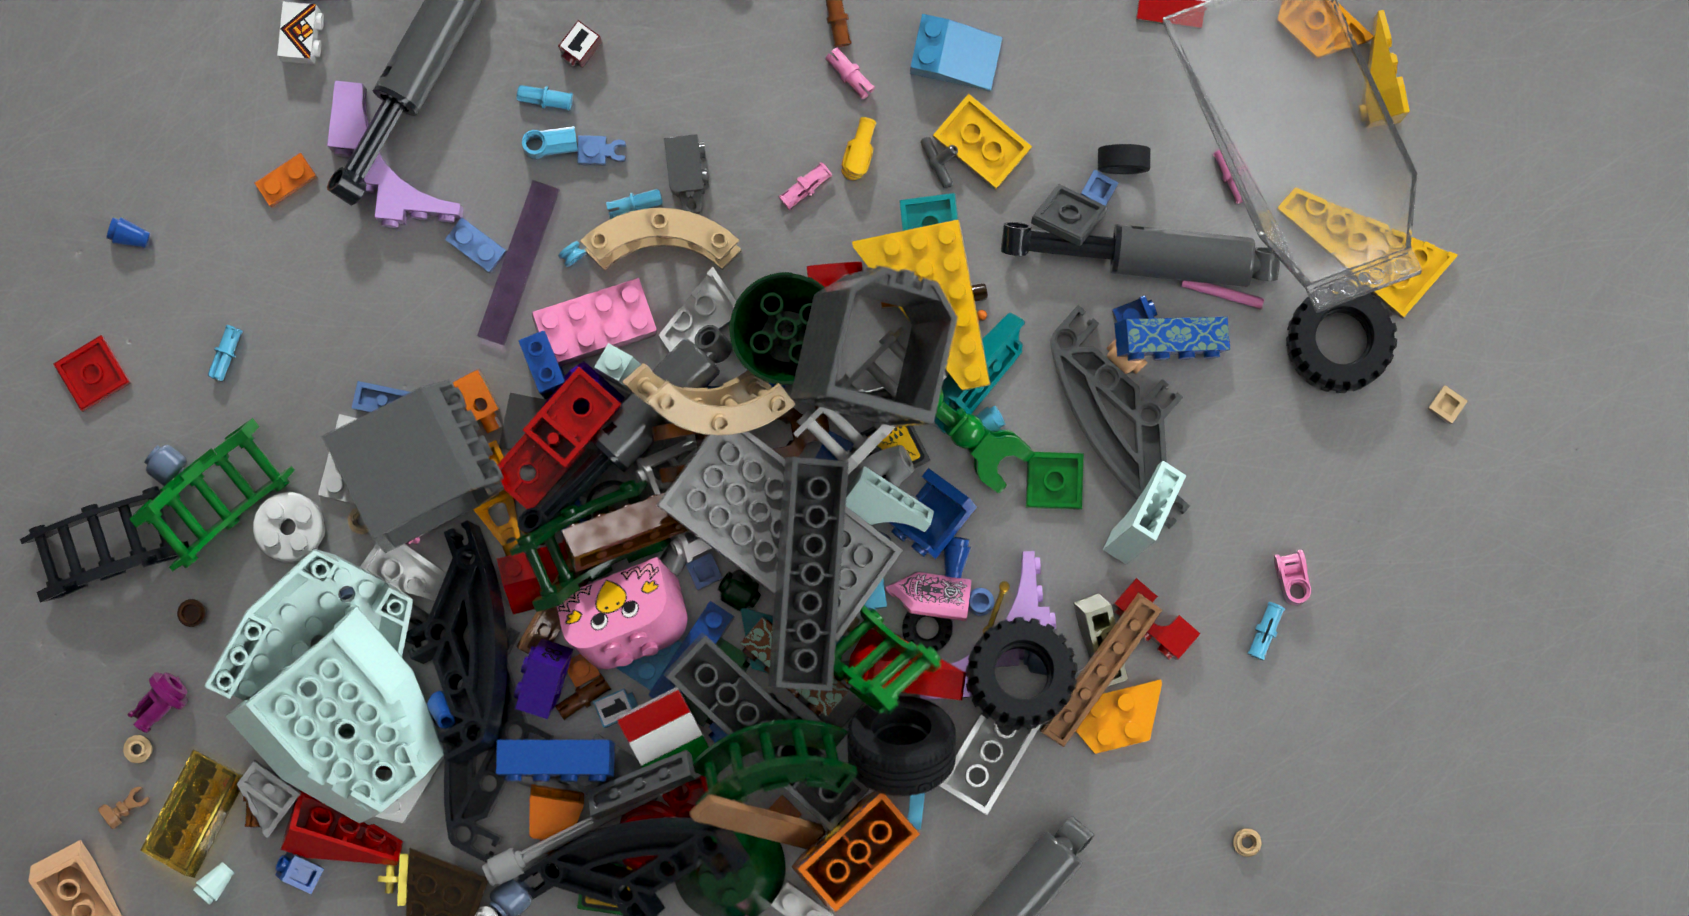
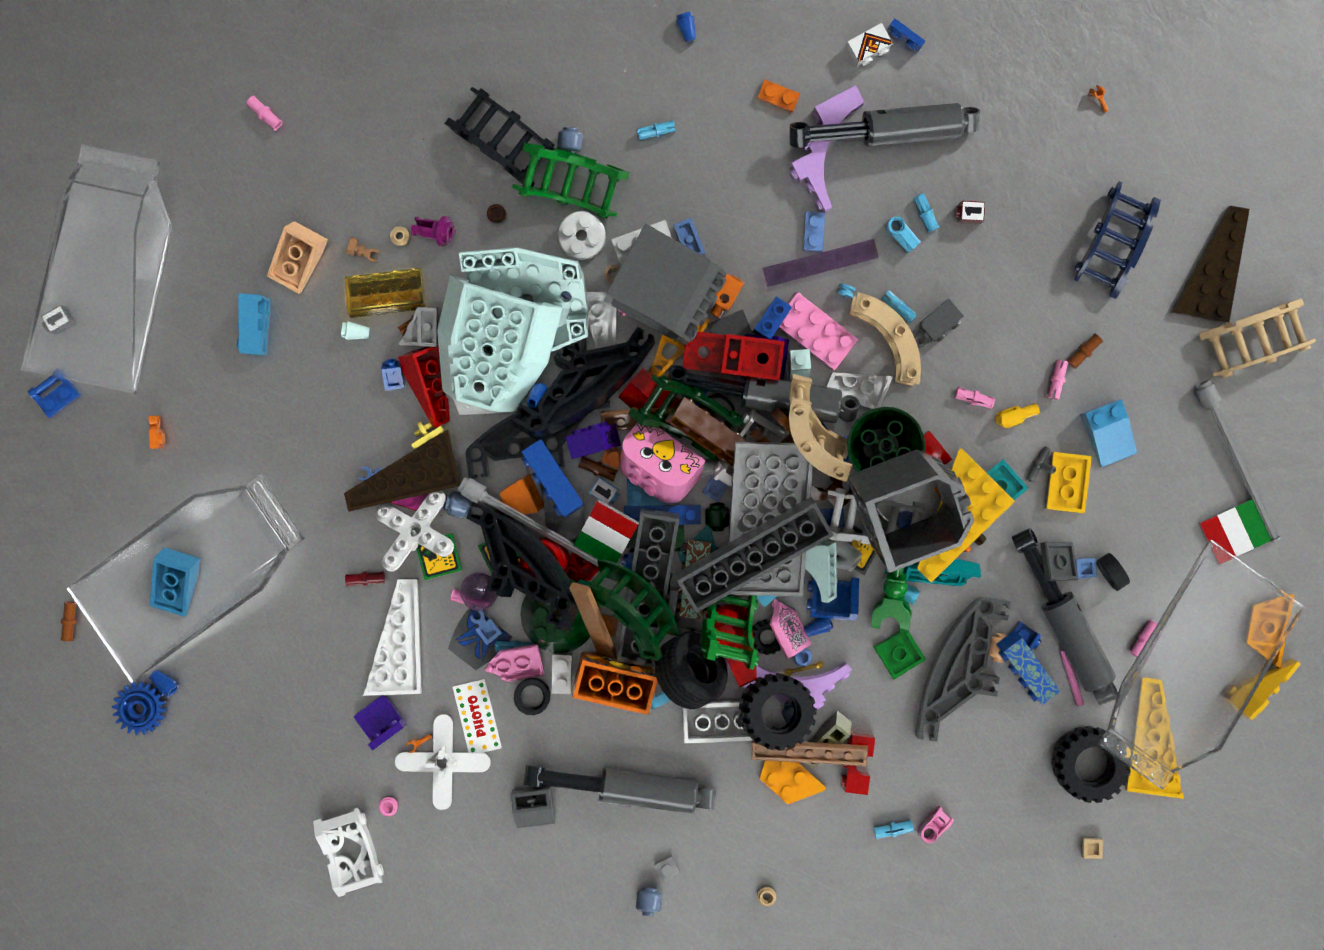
camera: 55 degrees right, 5 degrees up
(92, 373) = (593, 61): red tile -> none
(594, 150) = (914, 263): medium blue plate -> none
(641, 785) = (570, 538): dark grey plate -> none
(892, 366) = (903, 518): none -> blue wheel
(1147, 516) = (914, 722): light aqua arch -> none

